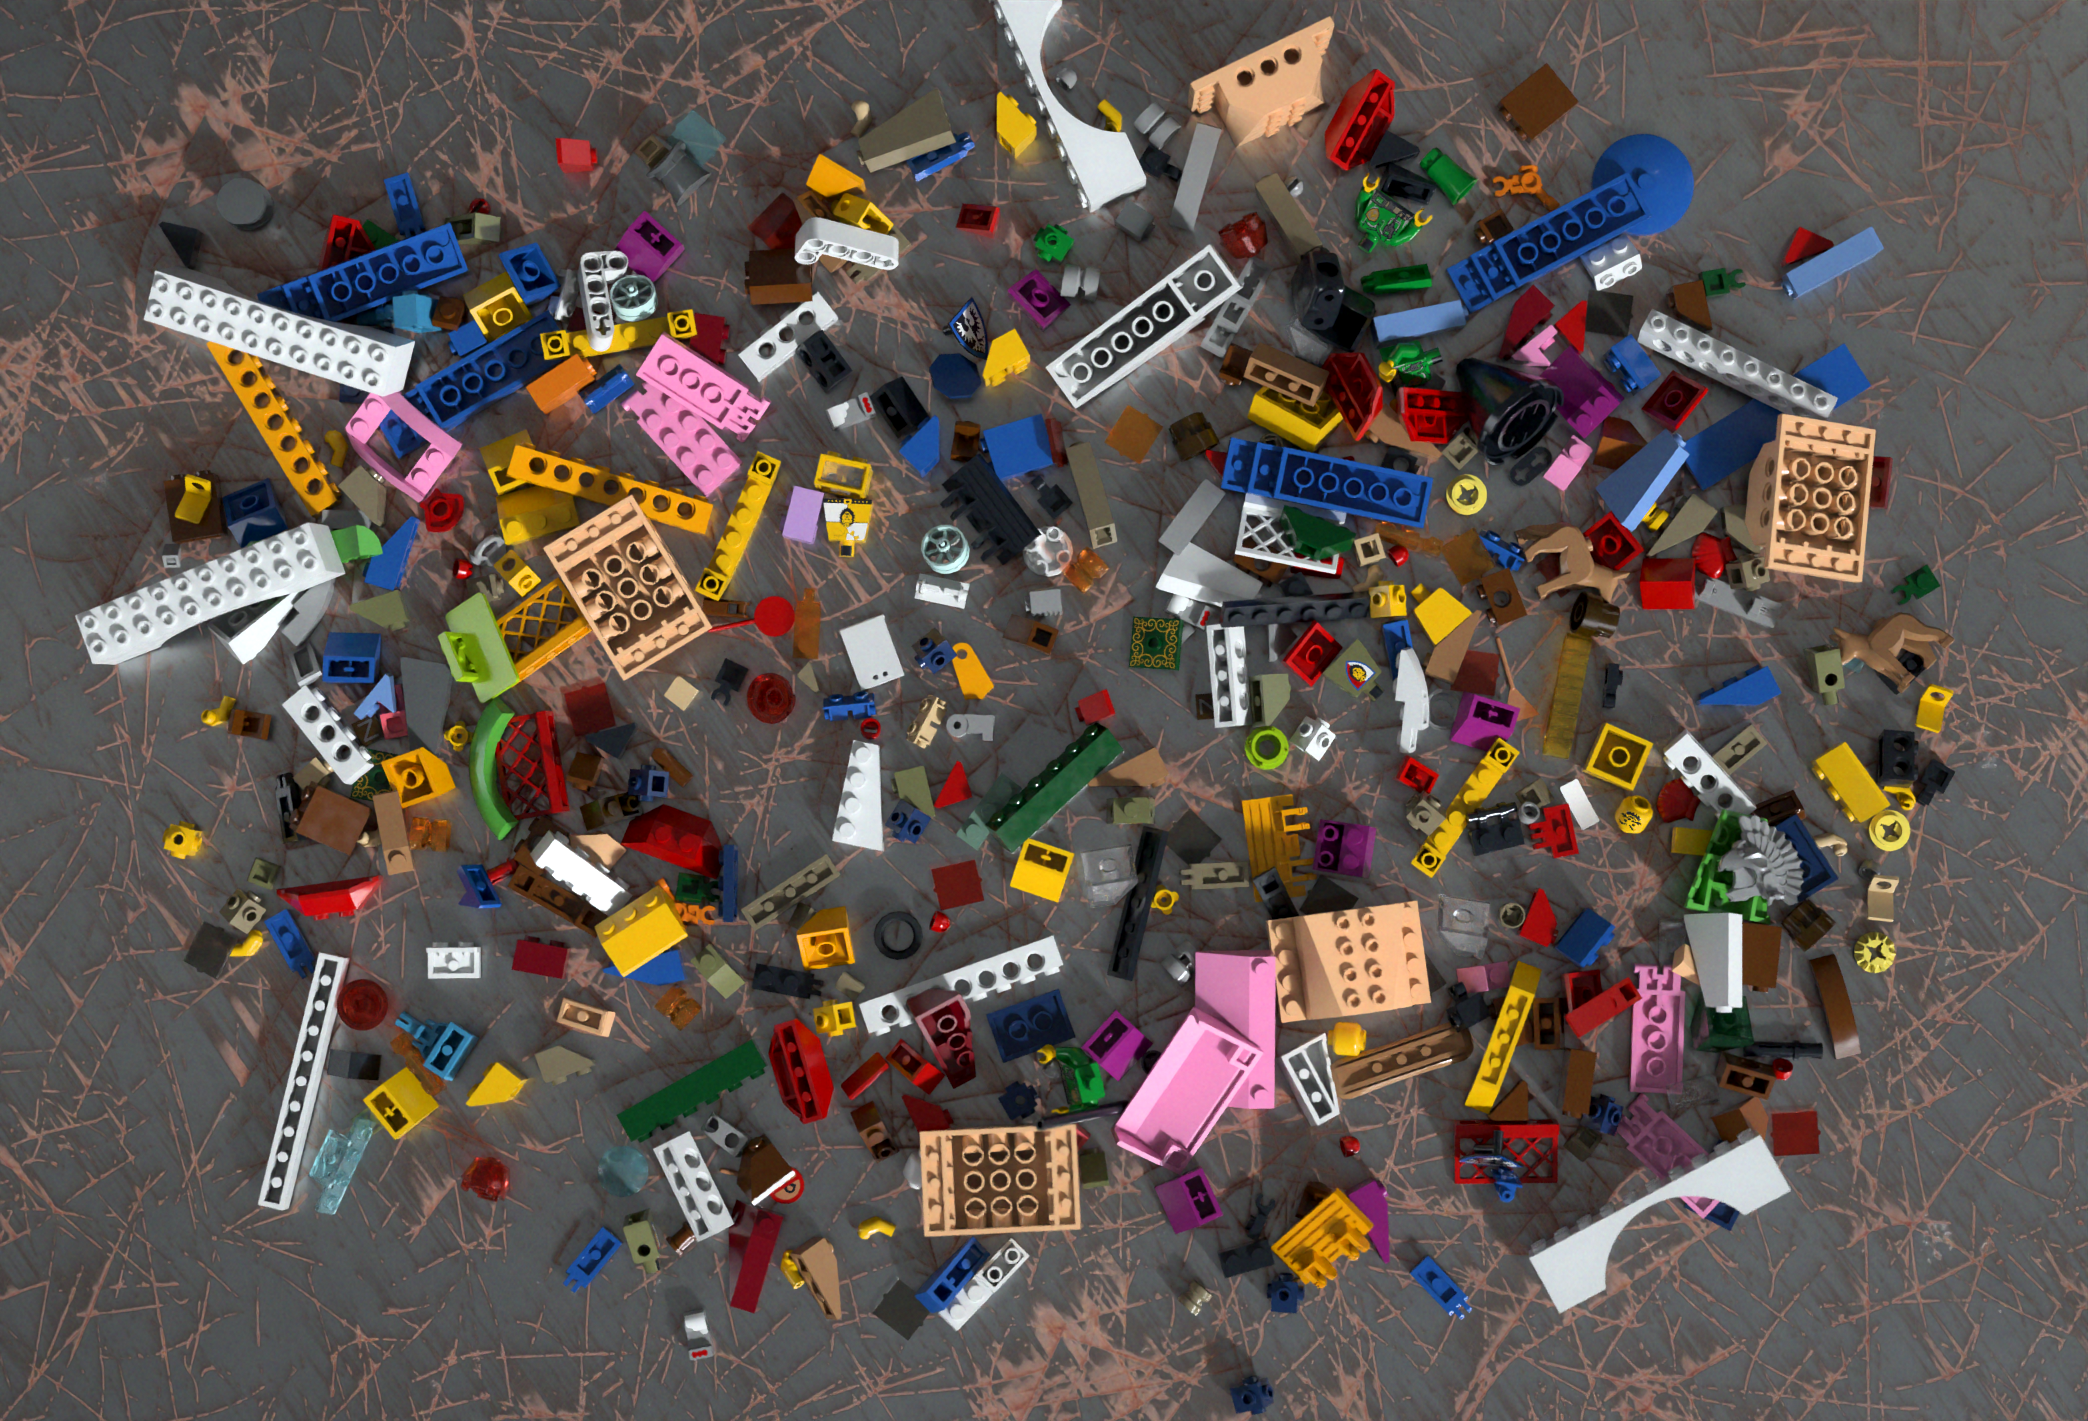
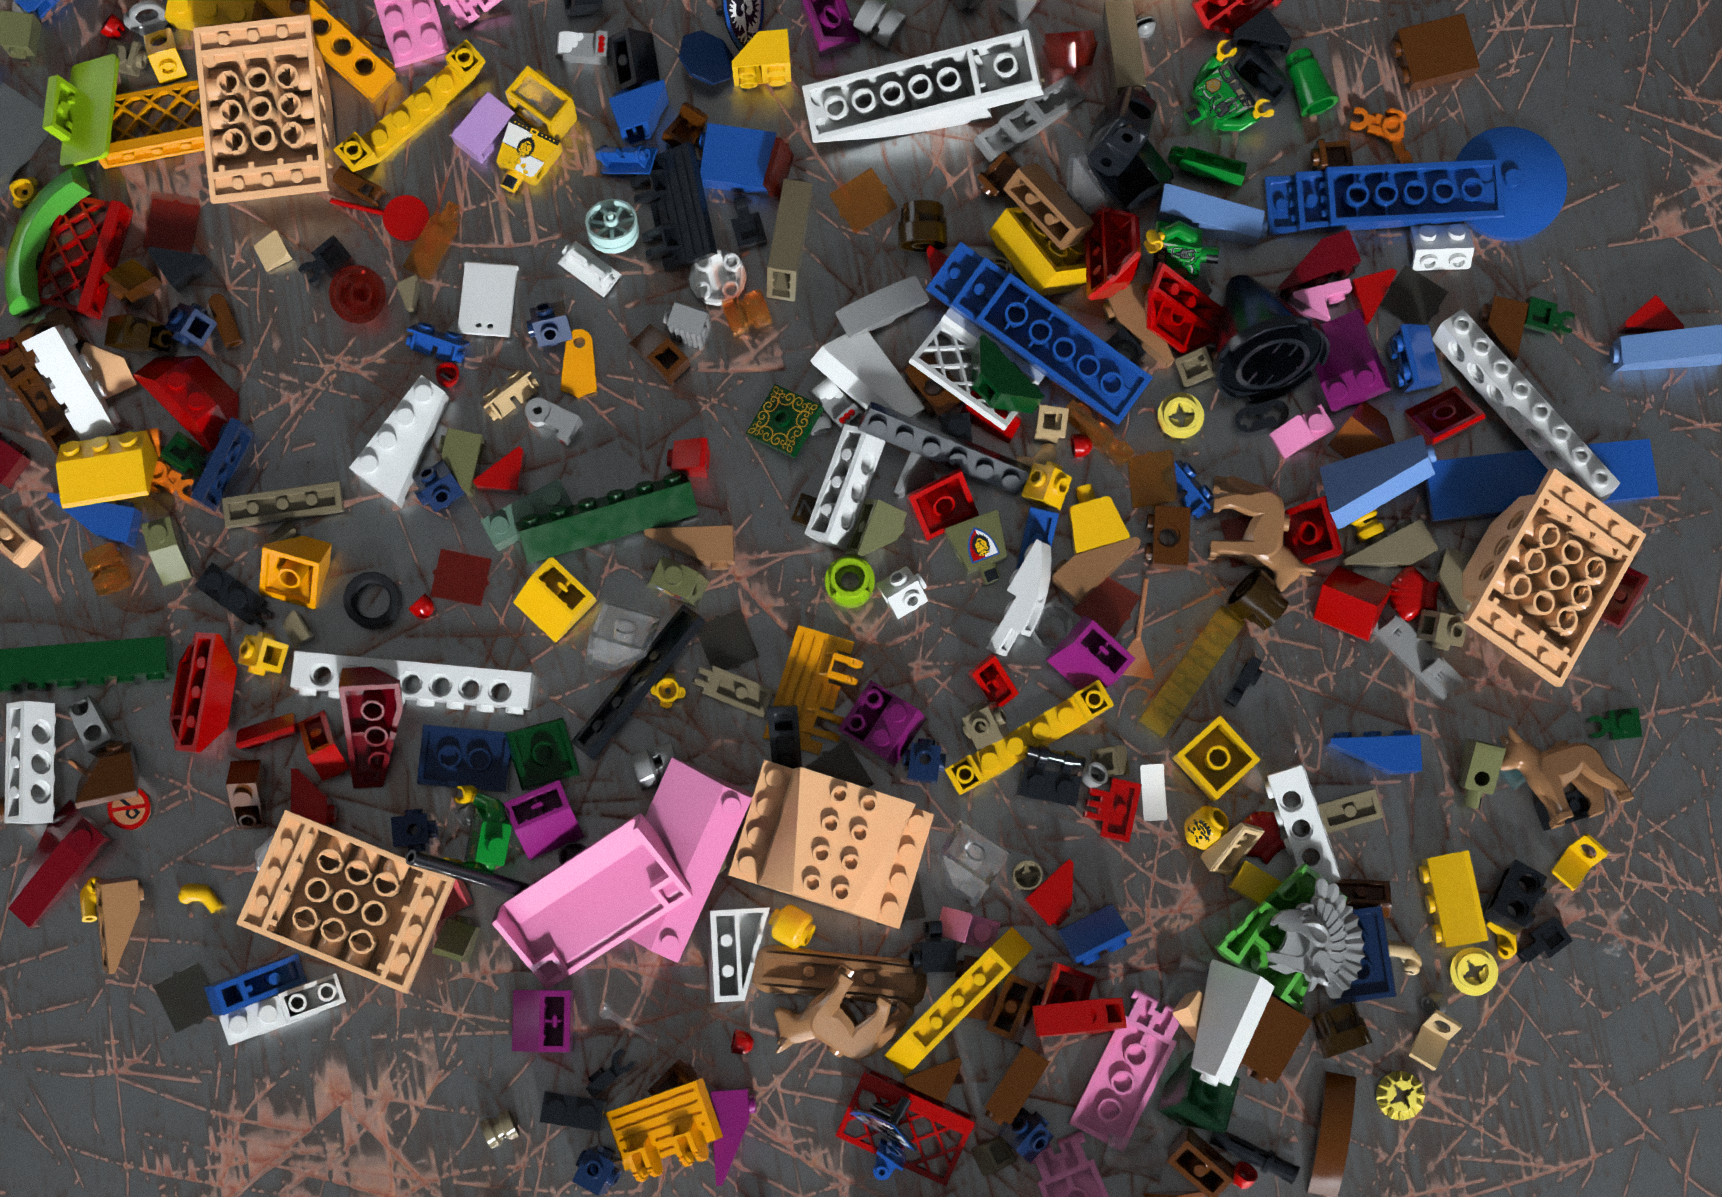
camera: 20 degrees right, 5 degrees down
(931, 489) = (626, 159): none -> blue hinge
(1090, 994) = (542, 754): none -> dark green plate
(1234, 1171) = (607, 1013): none -> clear hinge
(1400, 859) = (918, 771): none -> dark blue brick
(1416, 1098) = (836, 1025): none -> medium nougat animal
(1661, 823) = (1231, 849): none -> tan slope

